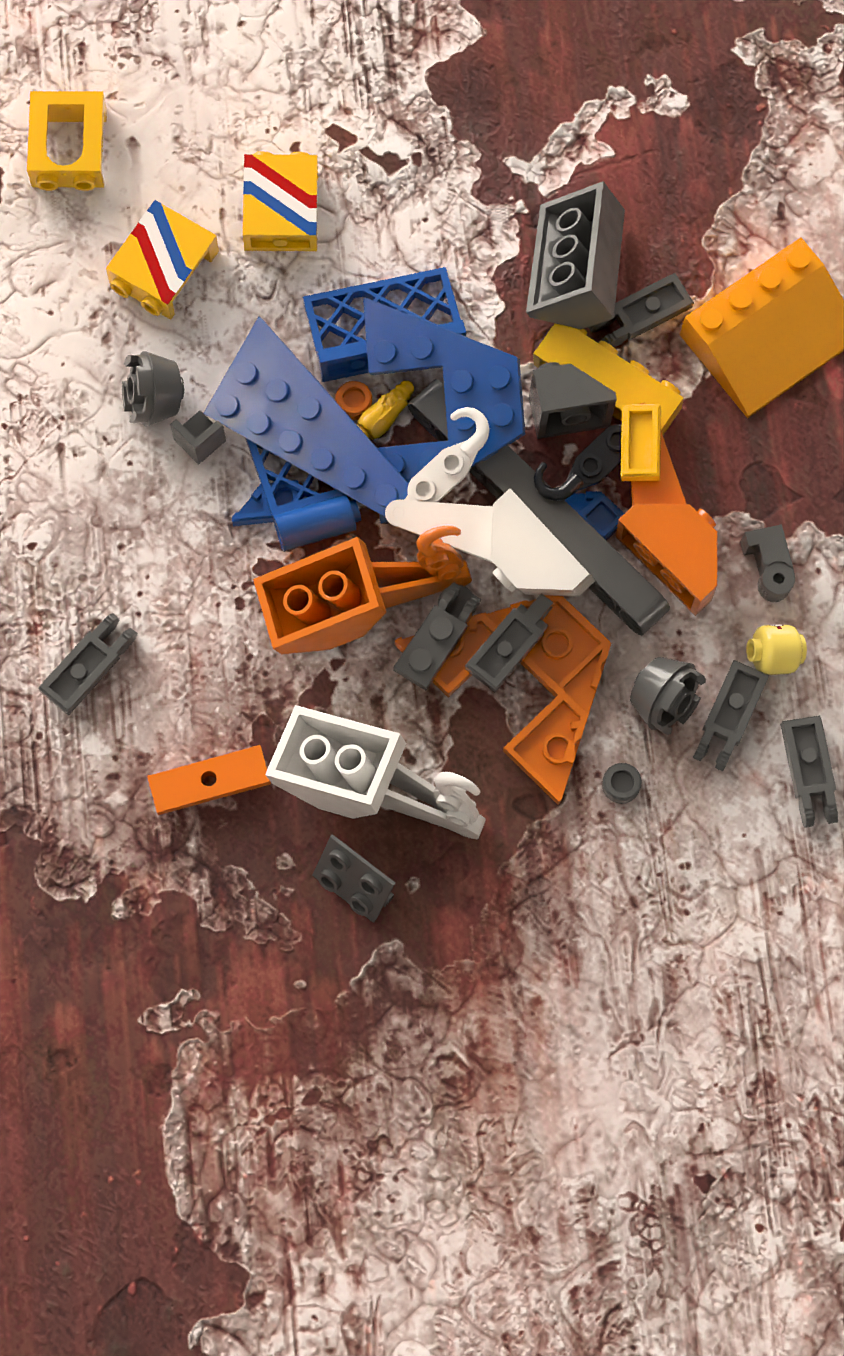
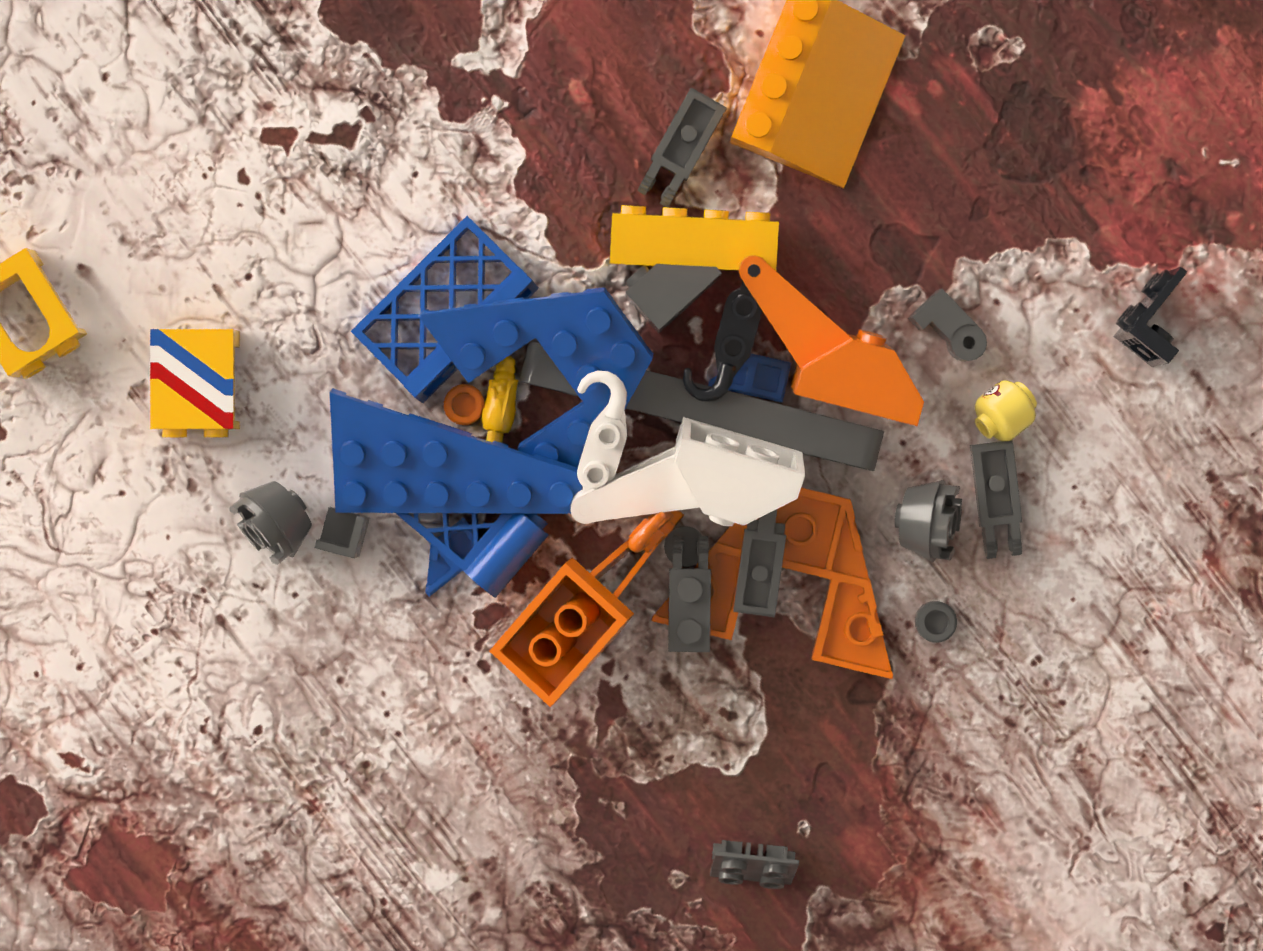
camera: 25 degrees left, 15 degrees up
(86, 665) = (384, 817): dark grey hinge -> none
(185, 787) = (547, 869): orange tile -> none
(280, 202) = (267, 248): panel -> none
(349, 768) = (693, 772): white slope -> none
(577, 258) = (592, 139): dark grey slope -> none
(641, 442) = (769, 301): yellow tile -> none
(810, 767) = (1097, 502): dark grey hinge -> none

